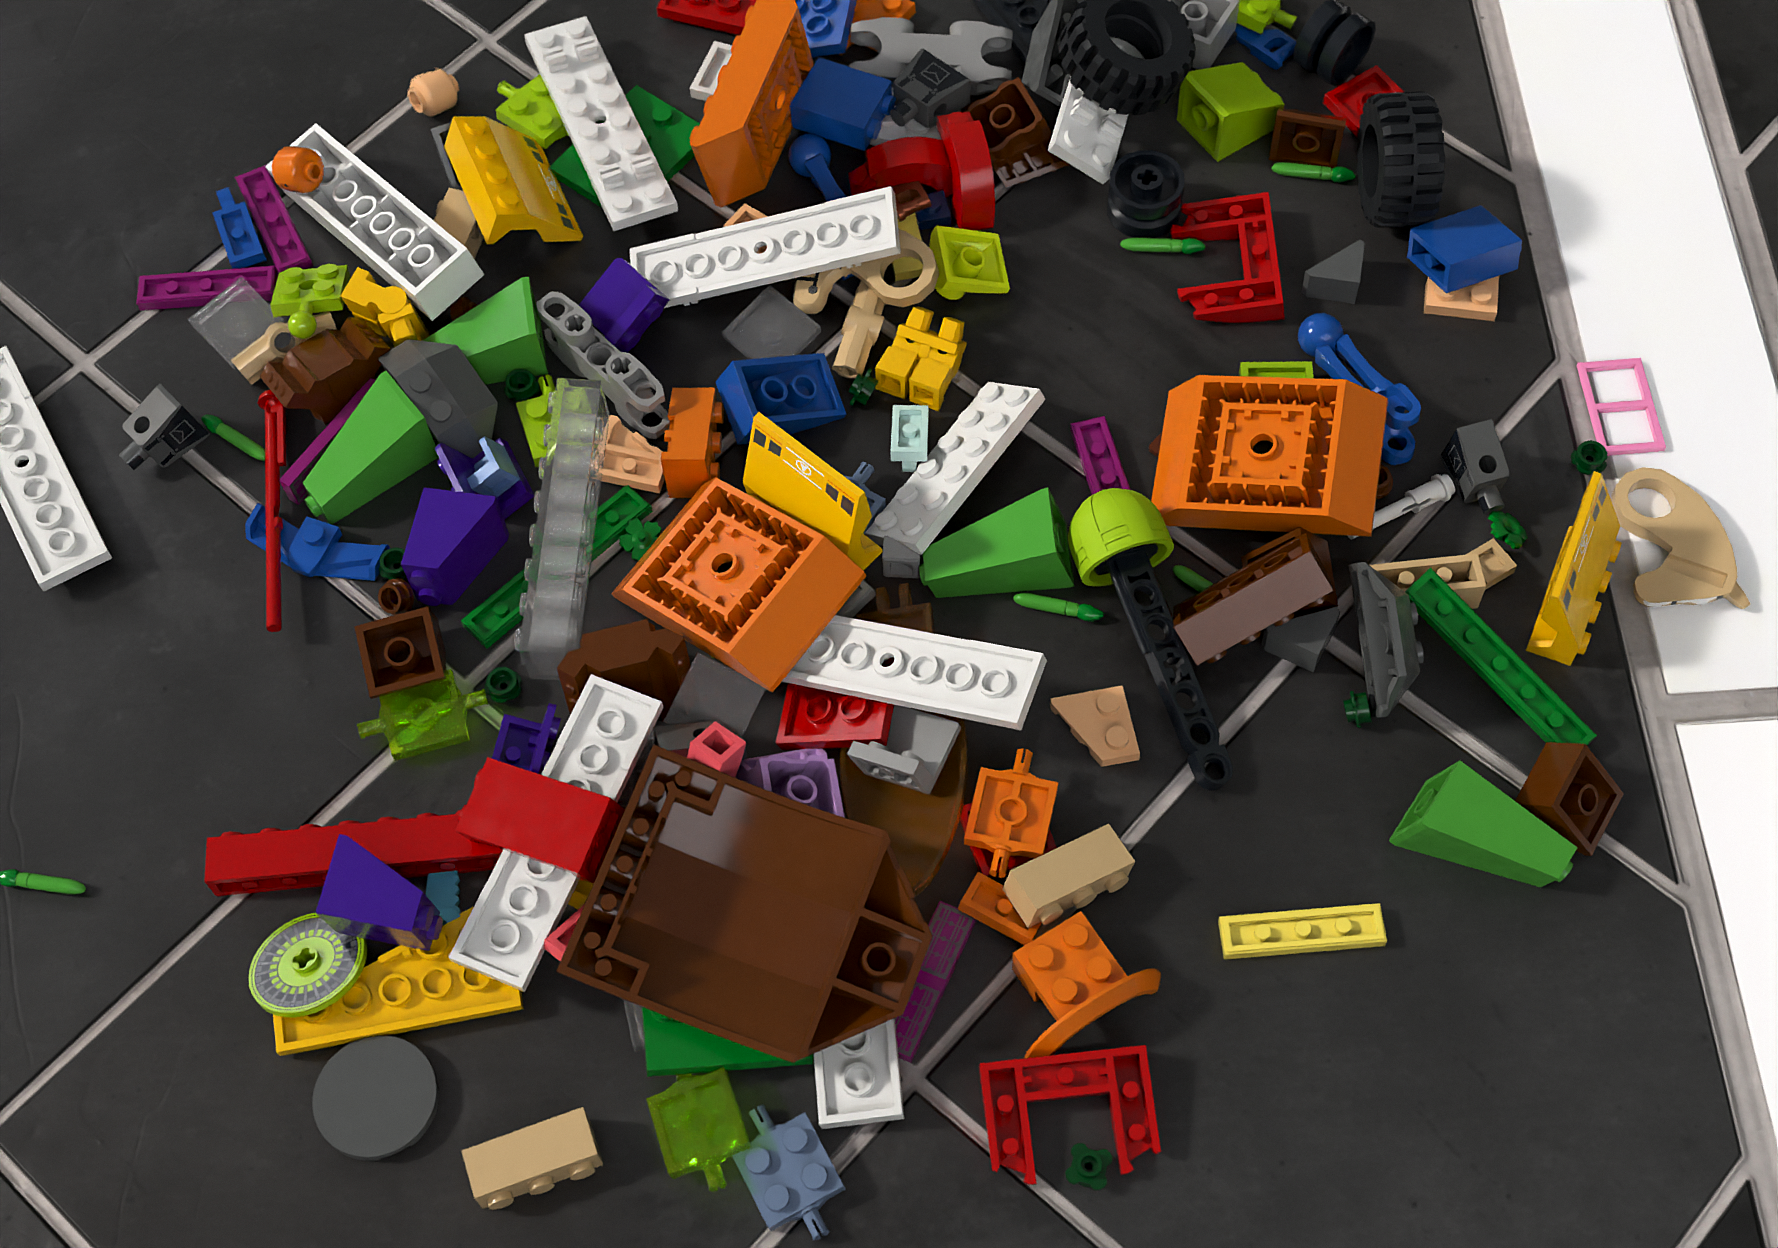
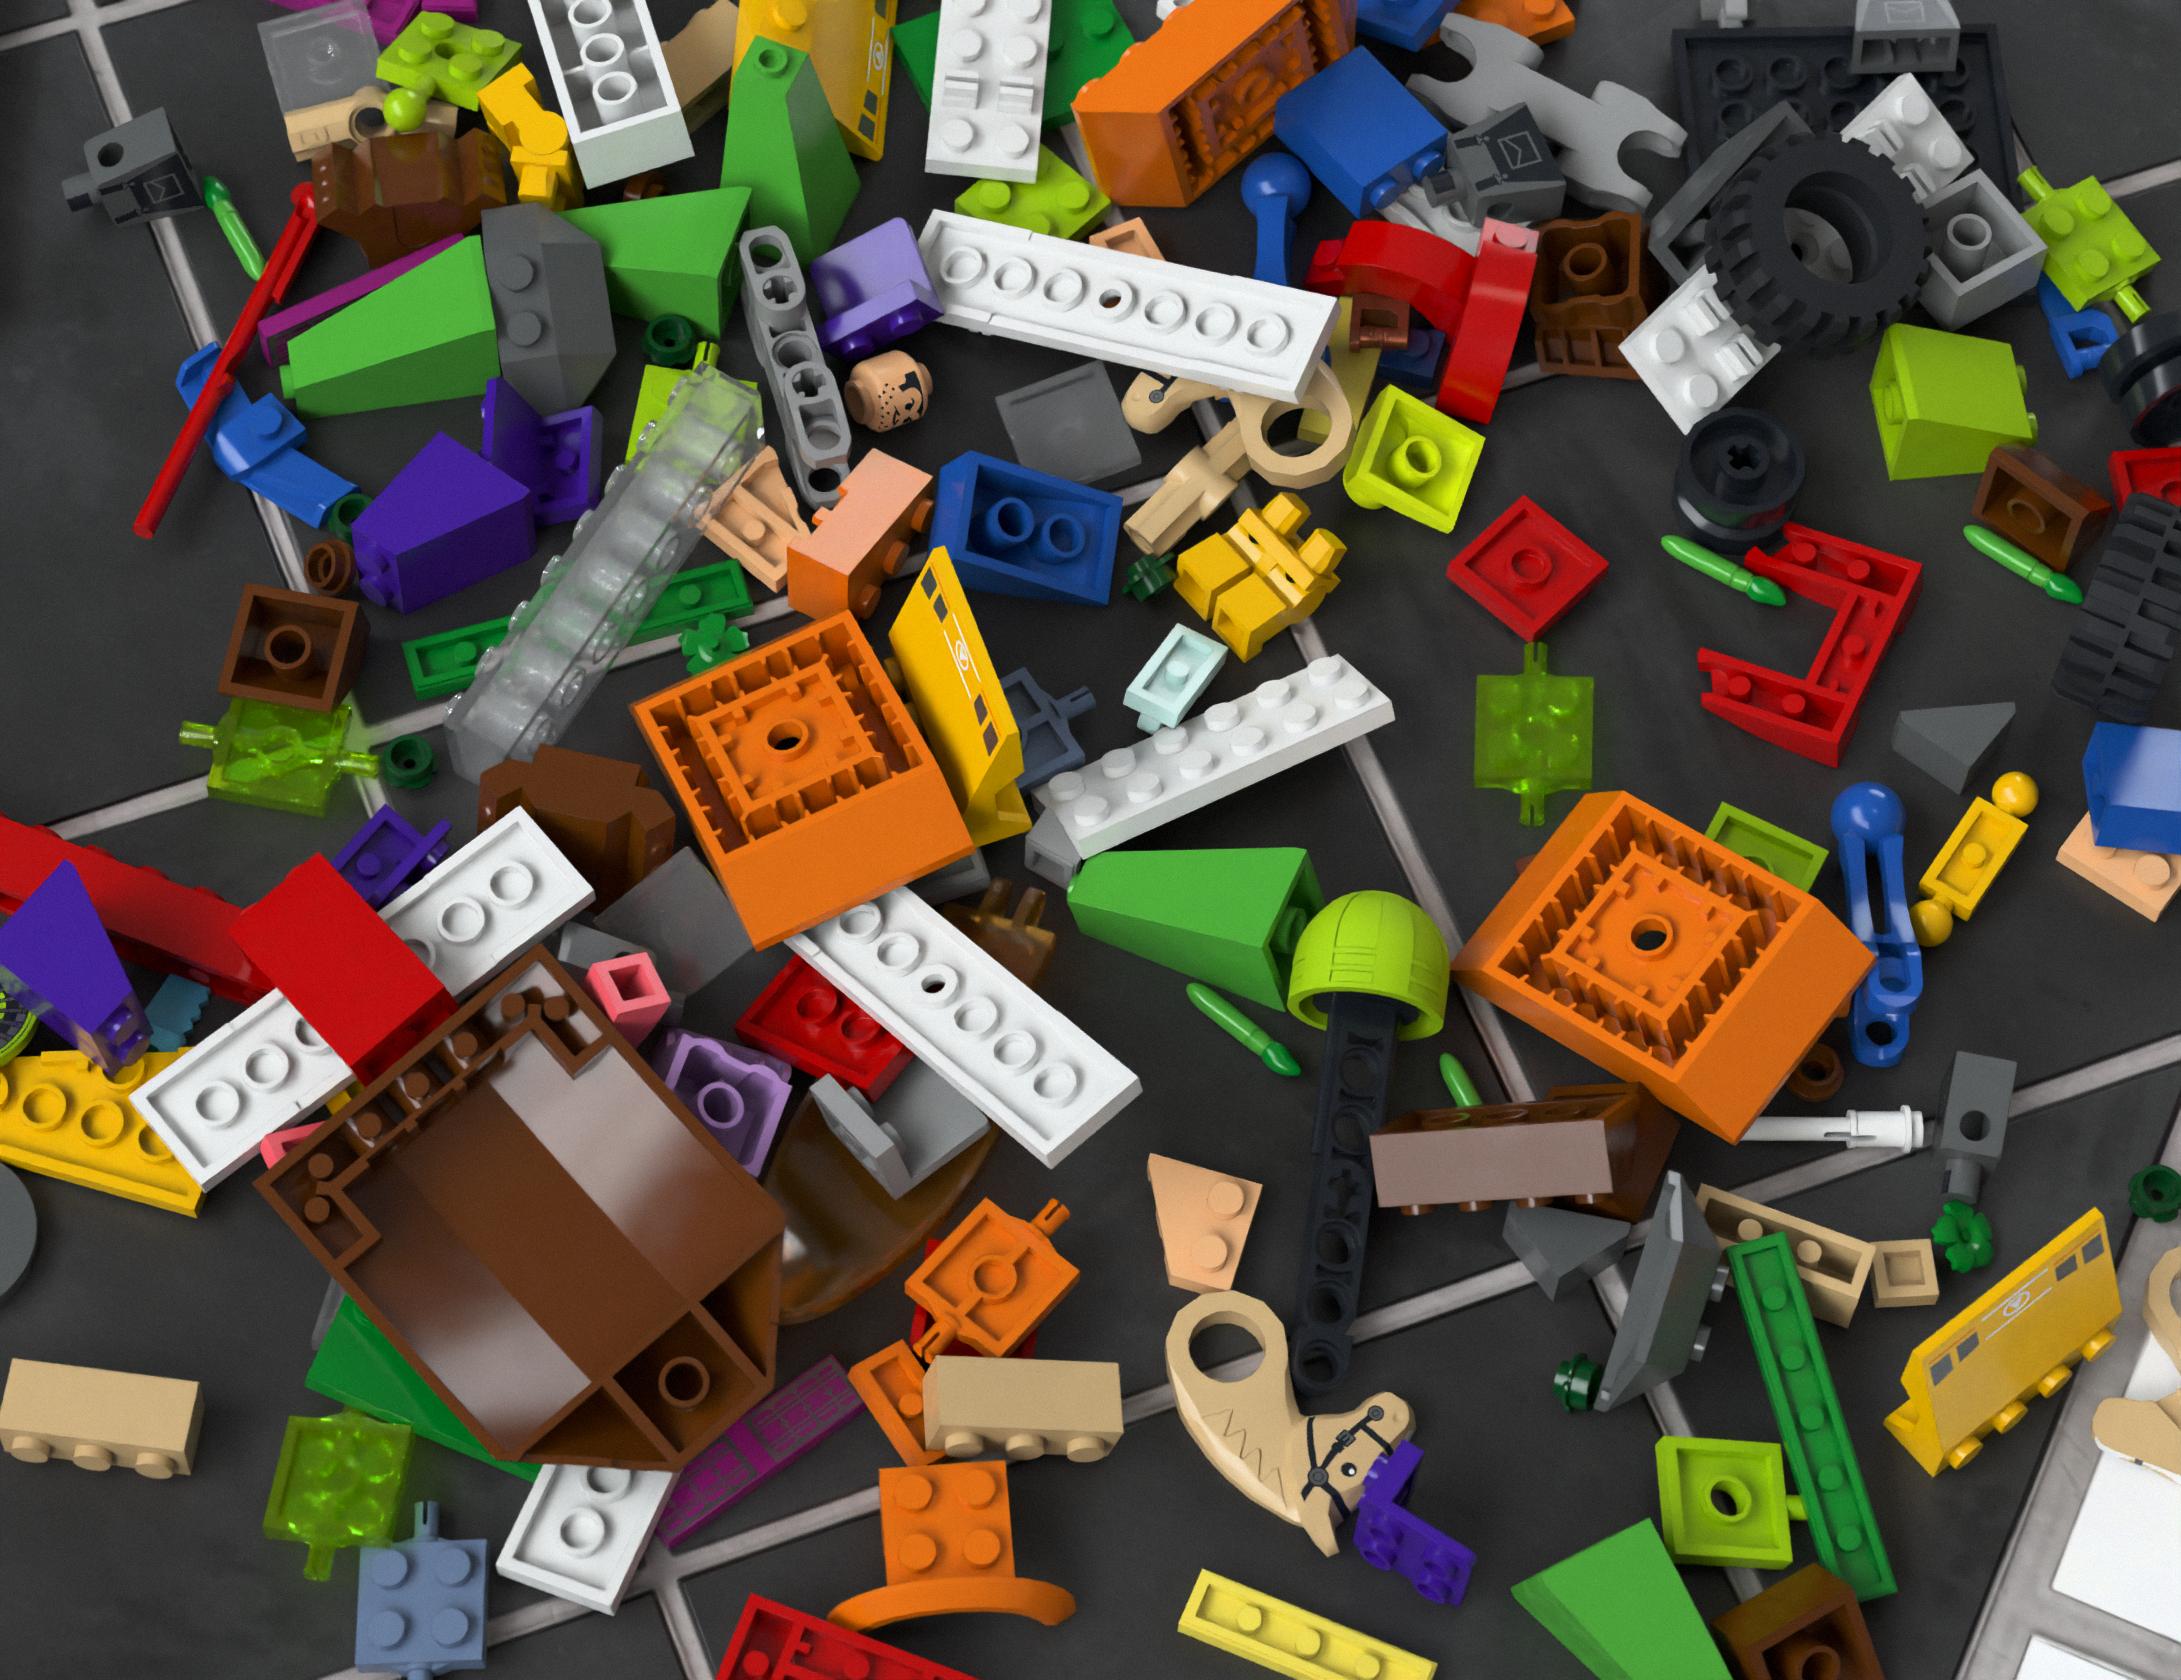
camera: 20 degrees right, 0 degrees up
(494, 471) = (559, 450): medium blue panel -> none
(533, 246) = (788, 150): none -> bright green slope
(662, 354) = (888, 391): none -> light nougat head
(693, 216) = (1056, 205): none -> lime plate
(1062, 291) = (1527, 569): none -> red plate
(1098, 455) = (1434, 844): magenta tile -> none
(1117, 374) = (1533, 733): none -> clear neon green plate
(1229, 832) = (1258, 1440): none -> tan animal
(1325, 843) = (1401, 1541): none -> dark purple bracket
(1385, 327) = (1973, 858): none -> yellow plate
(1479, 712) = (1751, 1476): none -> lime plate

